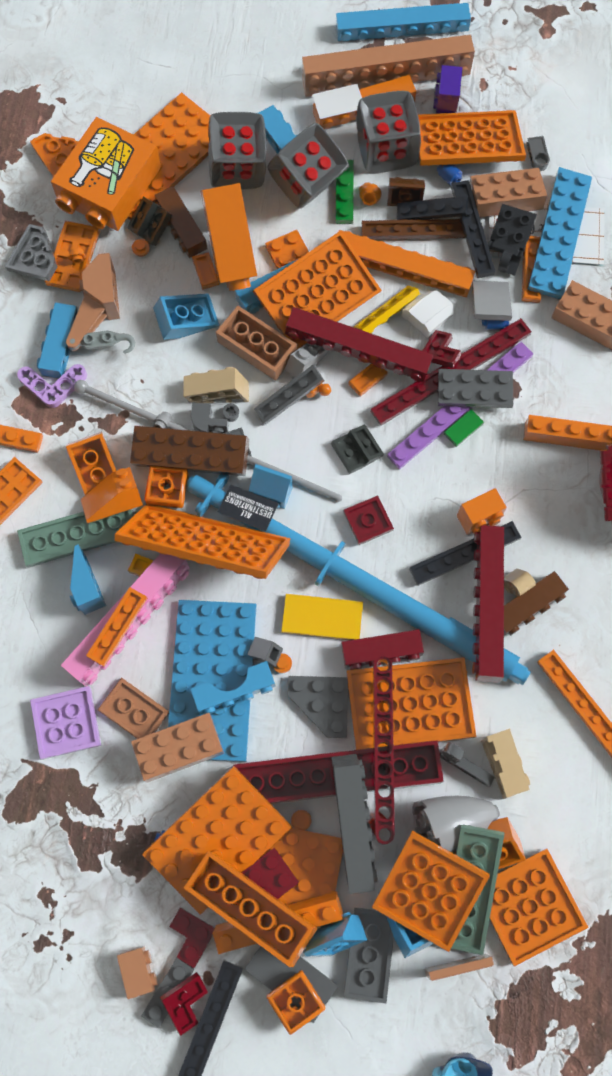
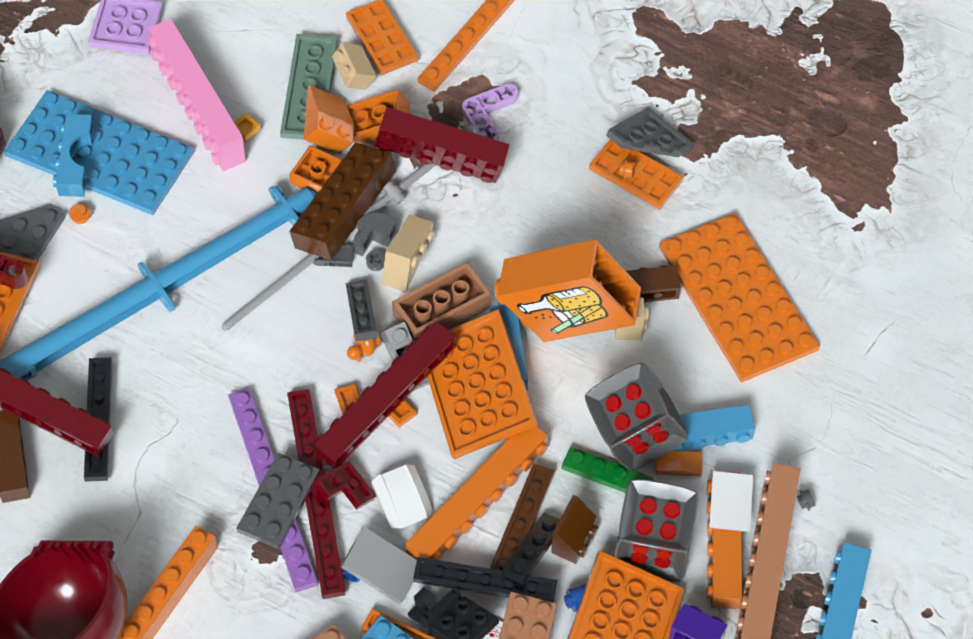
camera: 110 degrees right, 15 degrees down
(46, 501) = (354, 66): none -> tan brick
(53, 150) = (775, 202): orange plate -> none
(54, 348) = (534, 130): dark azure brick -> none
(84, 586) = (250, 71): dark azure slope -> none
(98, 303) = (566, 178): nougat slope -> none
(105, 174) = (714, 219): orange brick -> none
(114, 390) = (441, 145): none -> dark red brick
(116, 627) = (179, 67): orange plate -> none
(133, 710) = (106, 80): nougat tile -> none
(140, 247) = (620, 240): orange plate -> none
(149, 221) = (646, 253): pearl dark grey slope -> none
(177, 747) = (44, 92): nougat brick -> none
(184, 315) = (506, 241): dark azure slope -> none
(204, 540) = (229, 169): orange plate -> none
(237, 149) = (693, 353): dark grey piece -> none
(248, 507) = (251, 228): black sticker -> none
(265, 650) = (97, 197): dark grey brick -> none
(271, 485) = (267, 261): dark azure slope -> none
(286, 248) = (550, 384): orange plate -> none
(322, 617) = (106, 264): yellow tile -> none
(357, 449) = (272, 363): pearl dark grey slope -> none
(368, 520) = (184, 341): dark red plate -> none
(369, 193) = (590, 492): orange animal -> none
(389, 308) = (424, 453): yellow plate -> none
(394, 646) = (41, 300): dark red brick -> none
(464, 428) = (241, 478): green tile -> none
(481, 510) = (129, 443): orange brick -> none
(518, 582) = (35, 448): tan beam -> none

